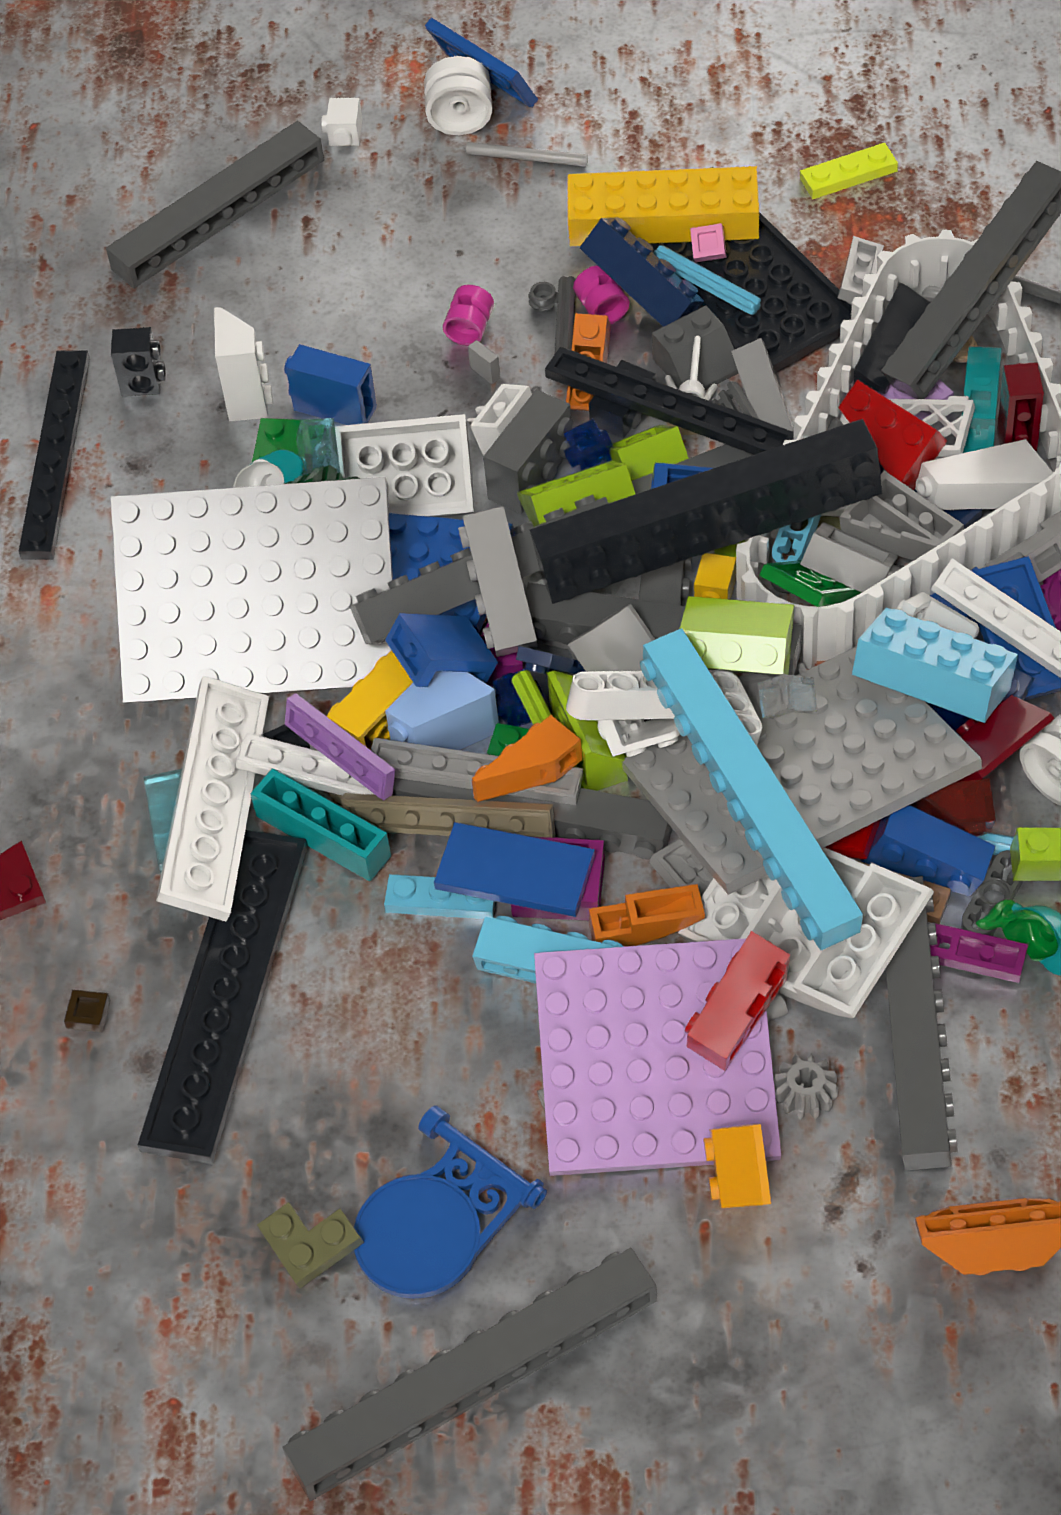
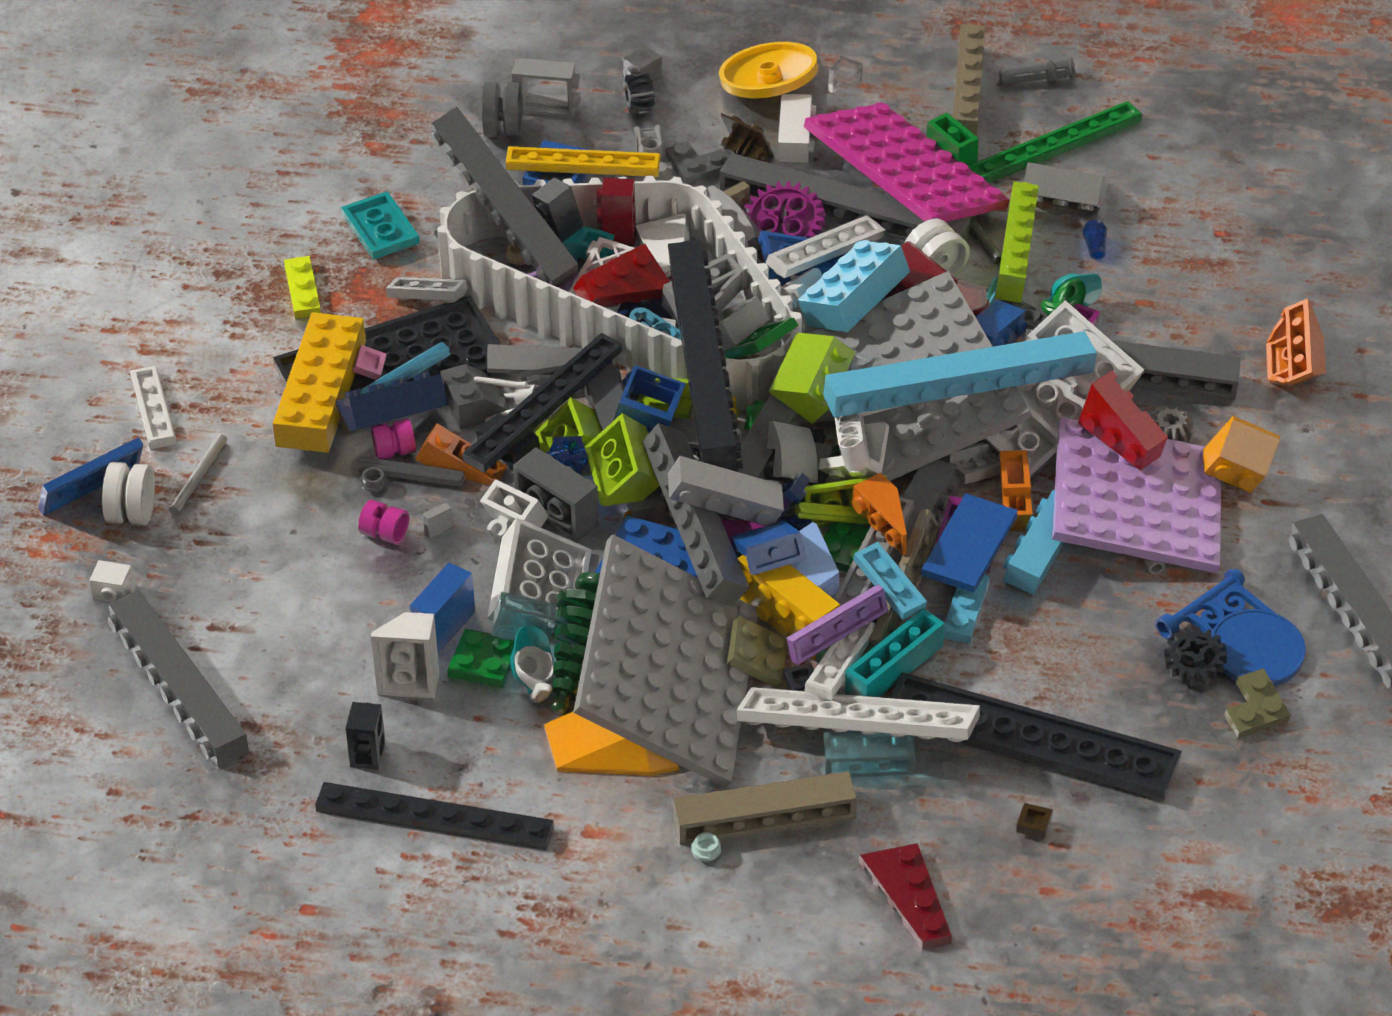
camera: 85 degrees left, 10 degrees down
(24, 695) = (706, 847): none -> light aqua plate
(82, 740) = (765, 807): none -> dark tan brick
(316, 678) = (757, 651): none -> olive plate
(358, 1161) = (1195, 656): none -> black gear
(416, 786) = (885, 572): none -> medium azure plate
(622, 95) = (153, 407): none -> white tile
(965, 207) = (380, 225): none -> teal plate
(989, 341) = (558, 208): none -> black brick

